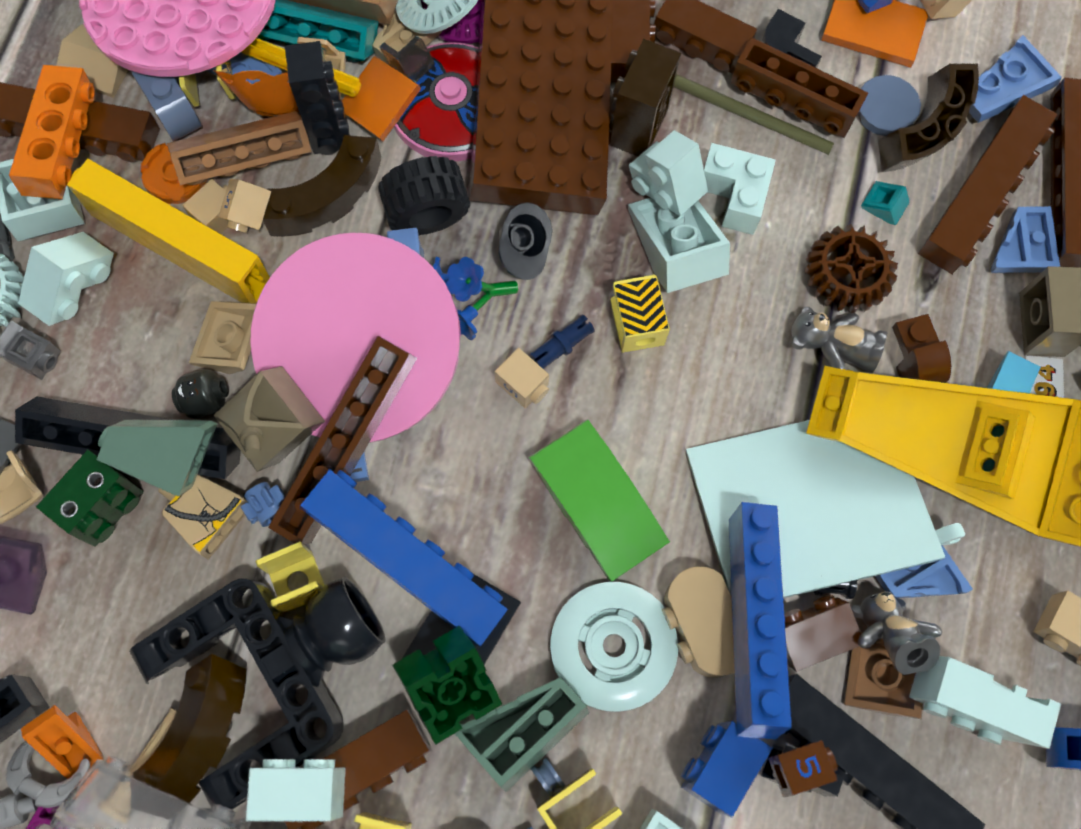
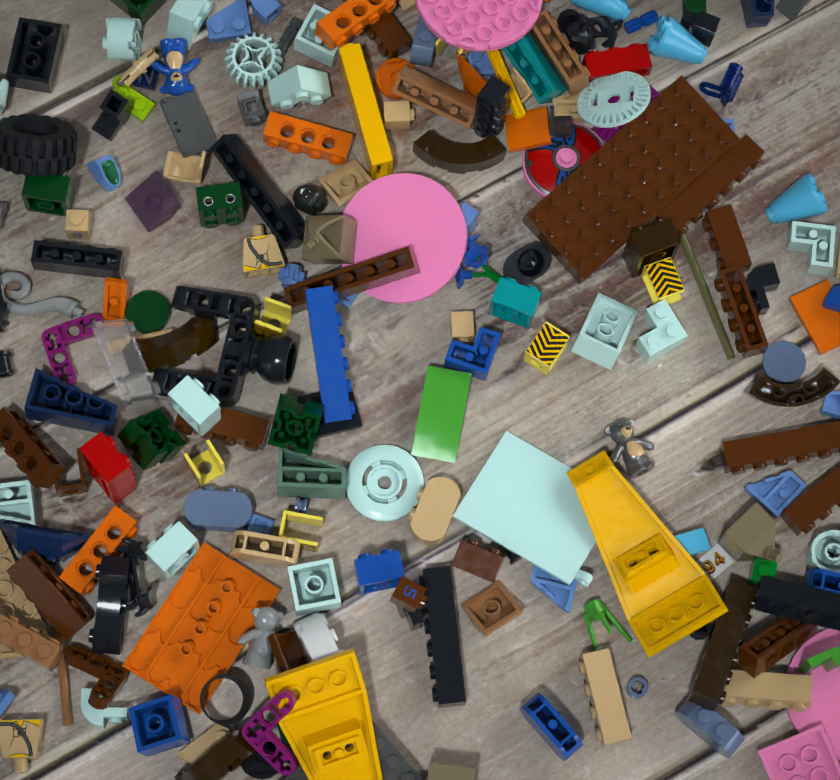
camera: 40 degrees right, 0 degrees up
(20, 779) = (84, 299): light grey piece -> none
(79, 338) = (301, 129): none -> orange brick
(122, 716) = (148, 311): none -> dark green tile
(158, 450) = (268, 210): sand green slope -> none
(244, 205) = (411, 128): tan brick -> none
(424, 195) = (499, 199): black tyre -> none
(556, 293) = (515, 302): none -> teal brick
(562, 342) = (505, 329): dark blue pin -> none
(576, 394) = (475, 358): none -> blue brick
(670, 173) = (628, 296): light aqua brick -> none
(690, 120) = (662, 281): none -> piece
(758, 623) = (454, 522): blue brick -> none
(837, 277) = (678, 428): reddish brown gear -> none
(886, 201) = (730, 409): teal slope -> none
(907, 641) = (512, 590): flat silver piece -> none
(922, 351) = (661, 488): reddish brown brick -> none
(984, 705) = (516, 651): light aqua wedge -> none
(998, 559) = (597, 611): none -> bright green plant

